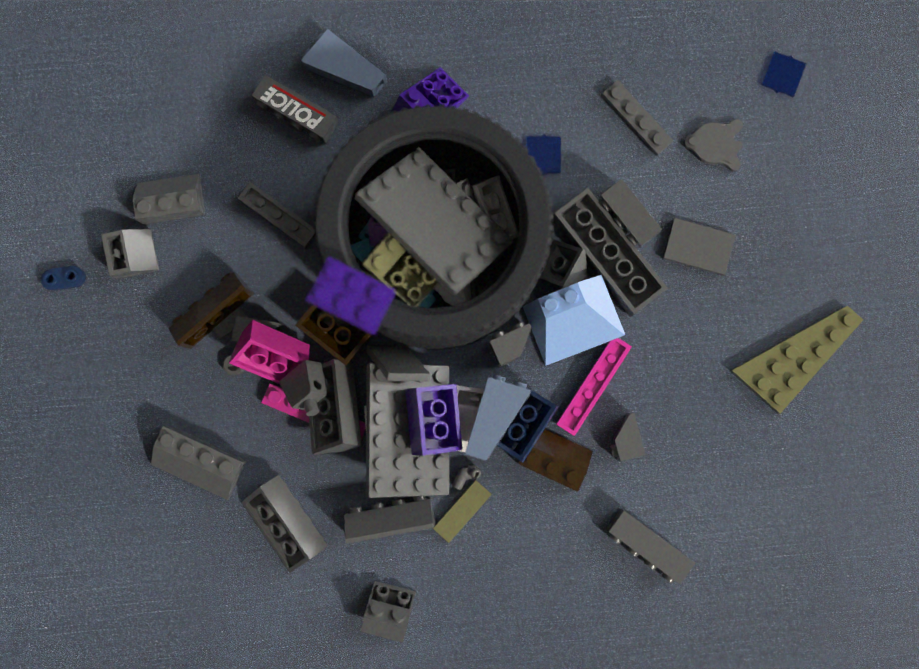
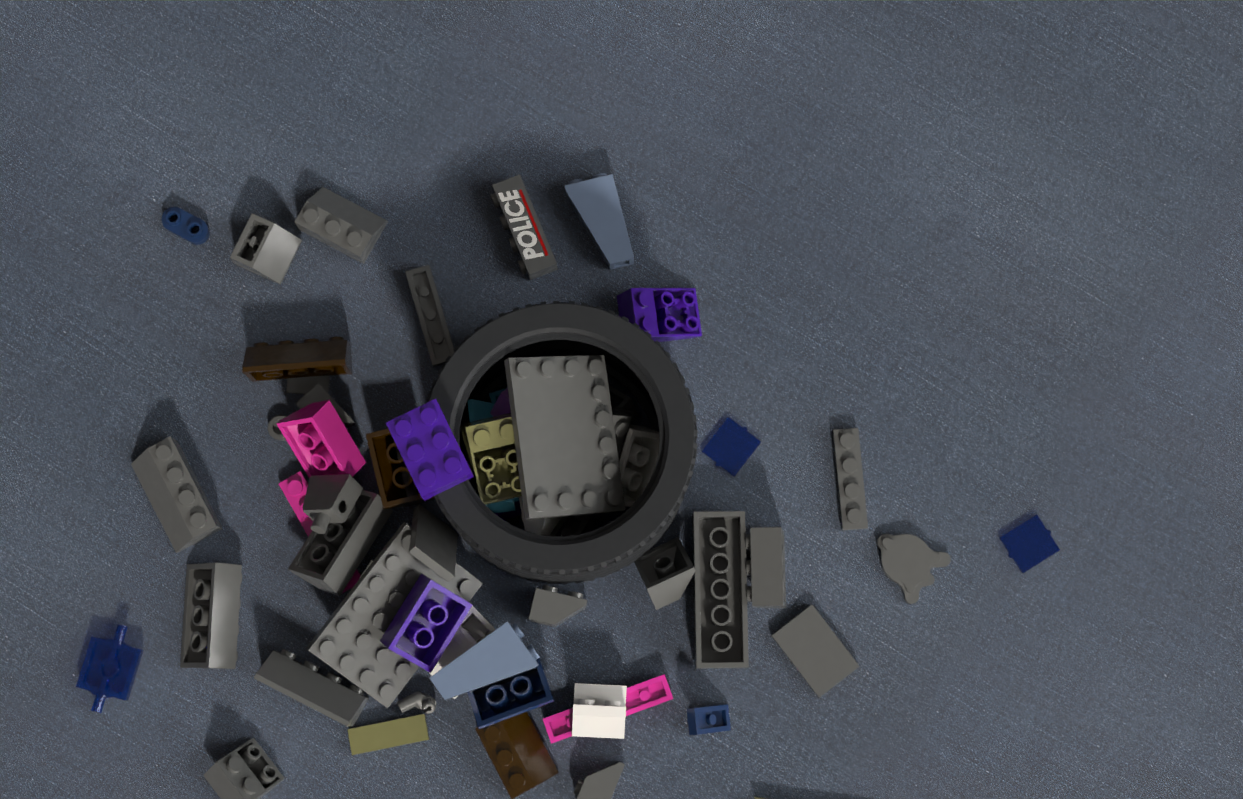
camera: 30 degrees right, 5 degrees down
(242, 609) = (109, 668): none -> clear blue plate
(573, 319) = (636, 629): light blue slope -> none
(590, 390) = (599, 711): none -> white bracket
(664, 343) = (708, 719): none -> dark blue slope

